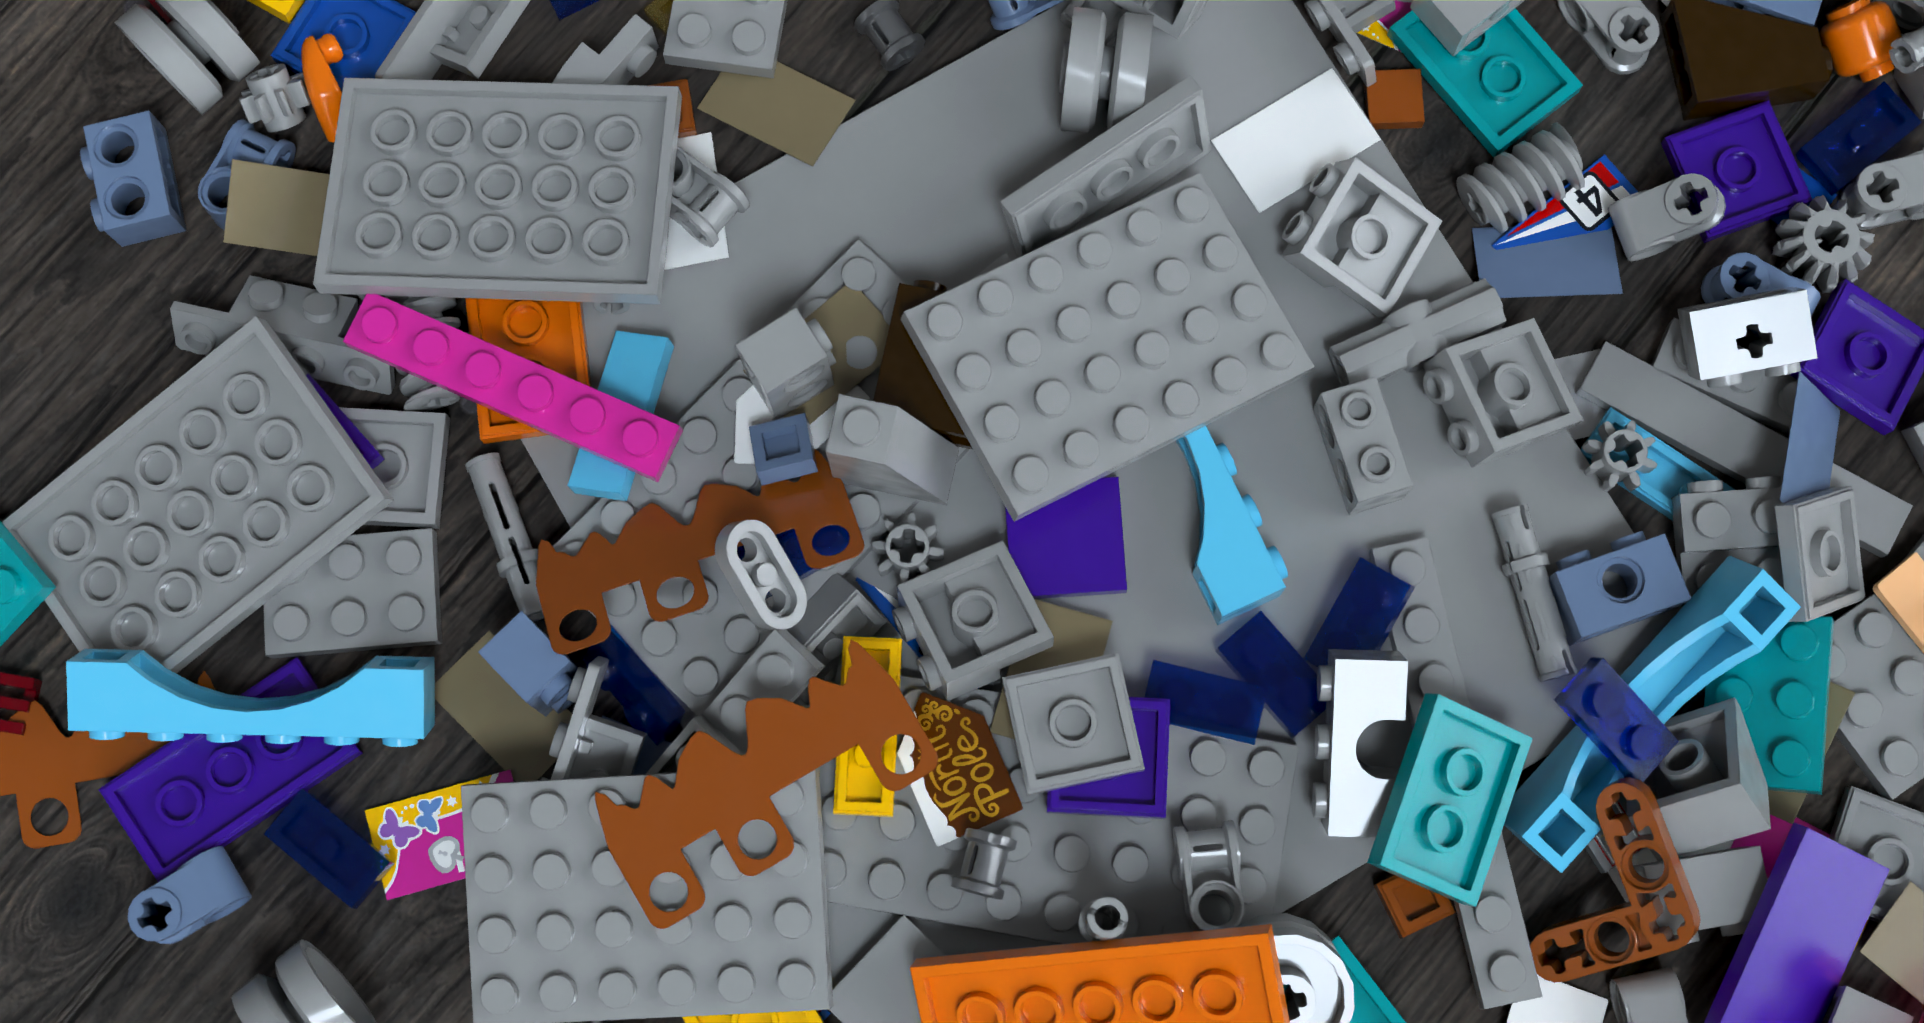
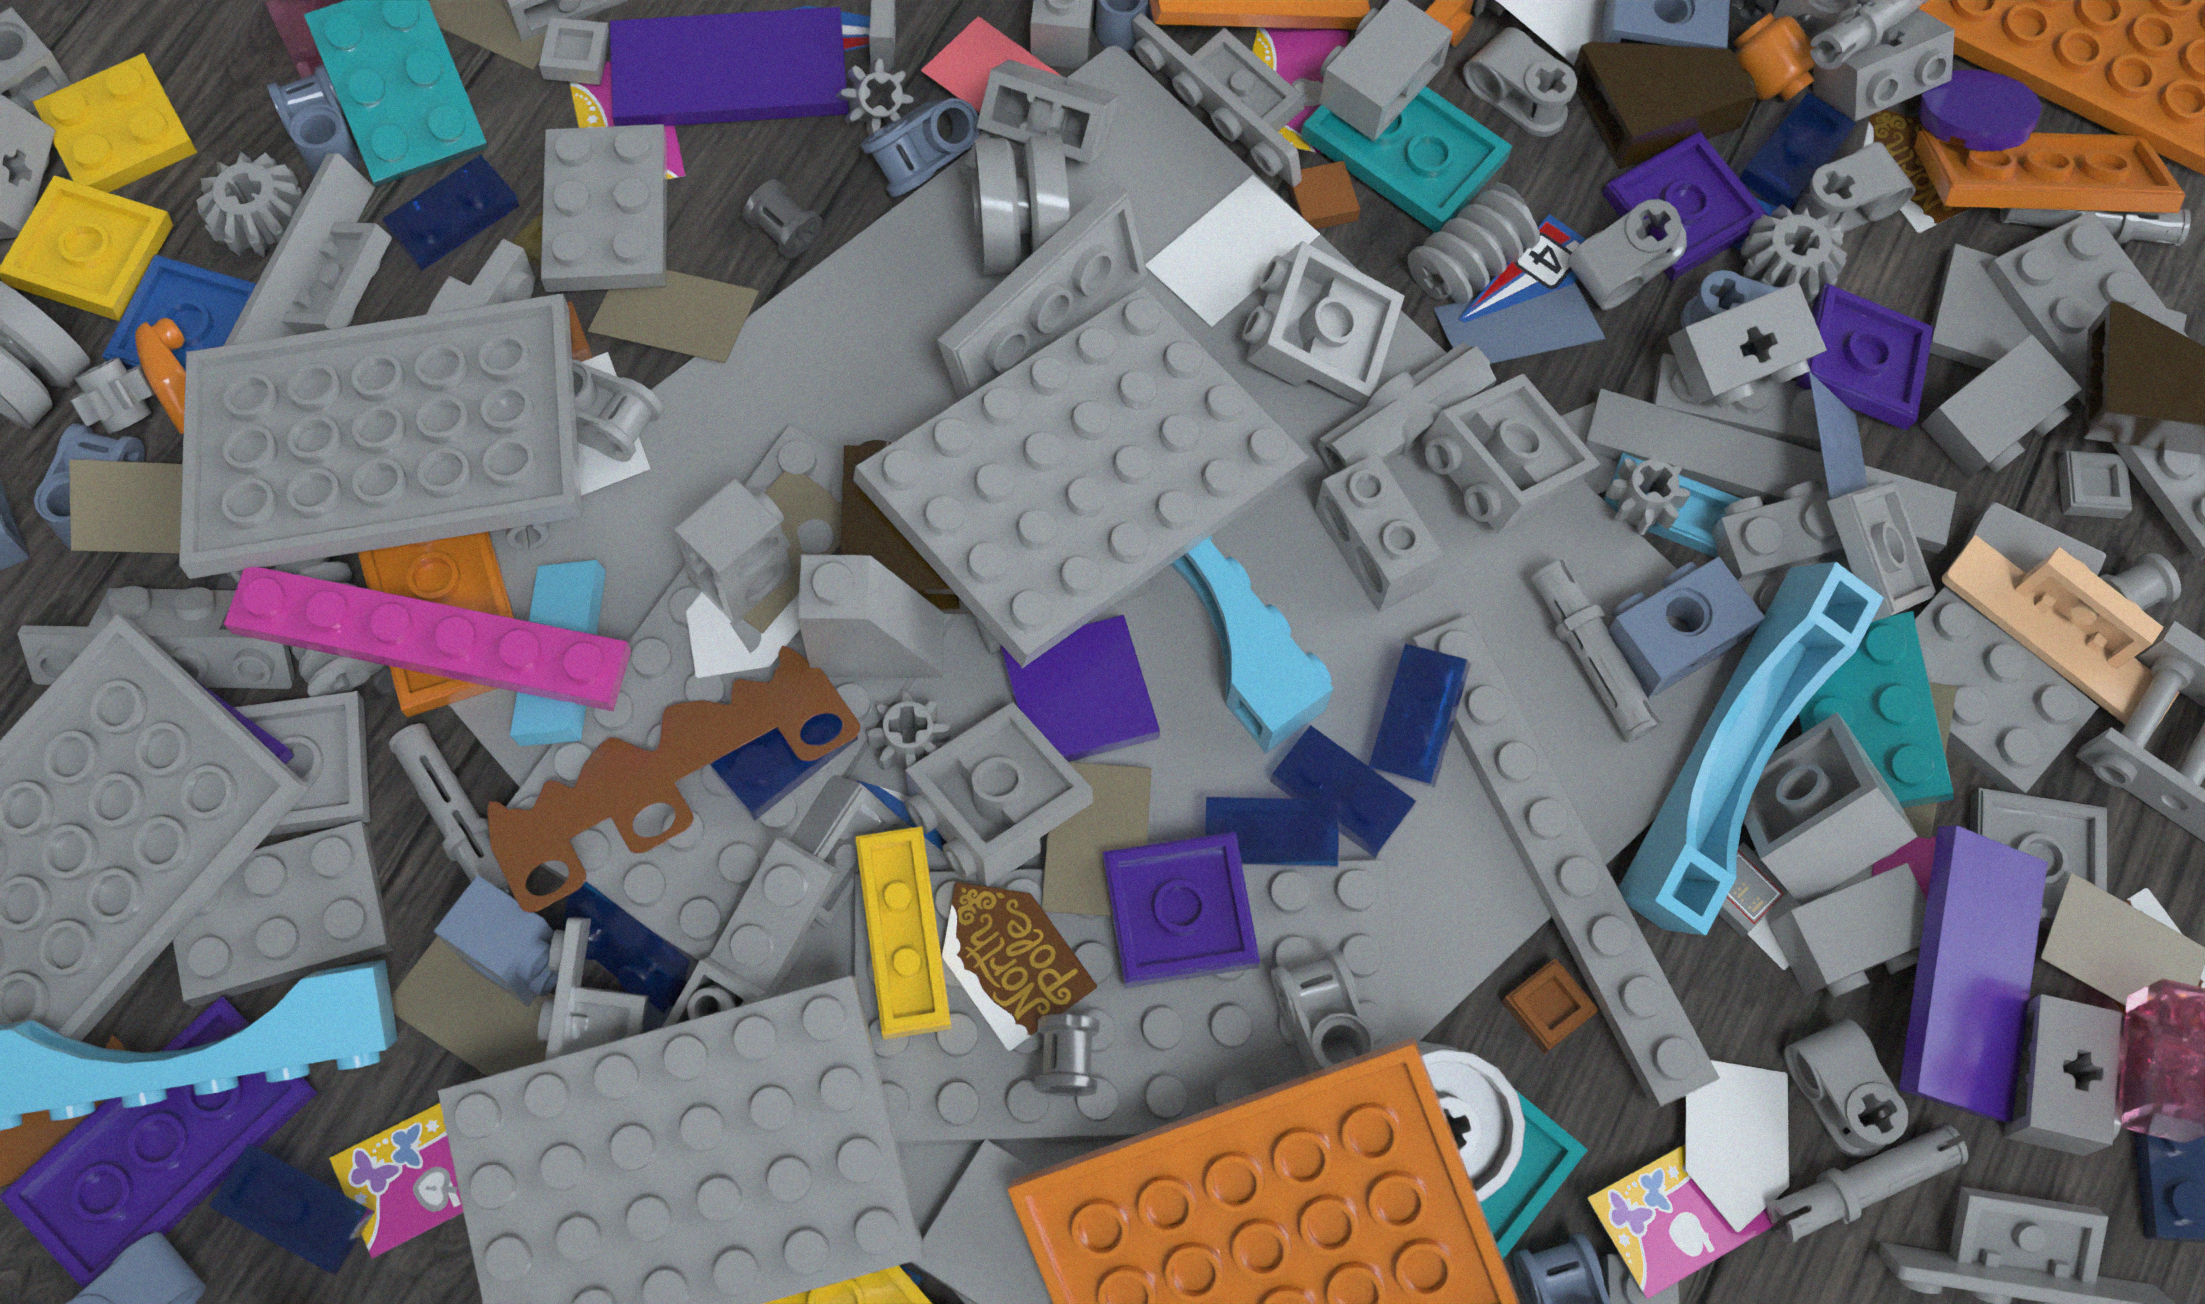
camera: 20 degrees left, 10 degrees down
(730, 789) = (754, 1023): dark orange piece -> none
(761, 571) = (749, 777): light grey plate -> none
(783, 449) = (748, 647): sand blue plate -> none
(1073, 724) = (1134, 879): light grey tile -> none
(1113, 909) = (1209, 1080): light grey pin -> none
(1357, 692) = (1454, 897): arch -> none
(1450, 799) = (1568, 876): teal plate -> none
(1616, 719) = (1721, 758): clear blue plate -> none
(1635, 916) = (1798, 964): dark orange beam -> none

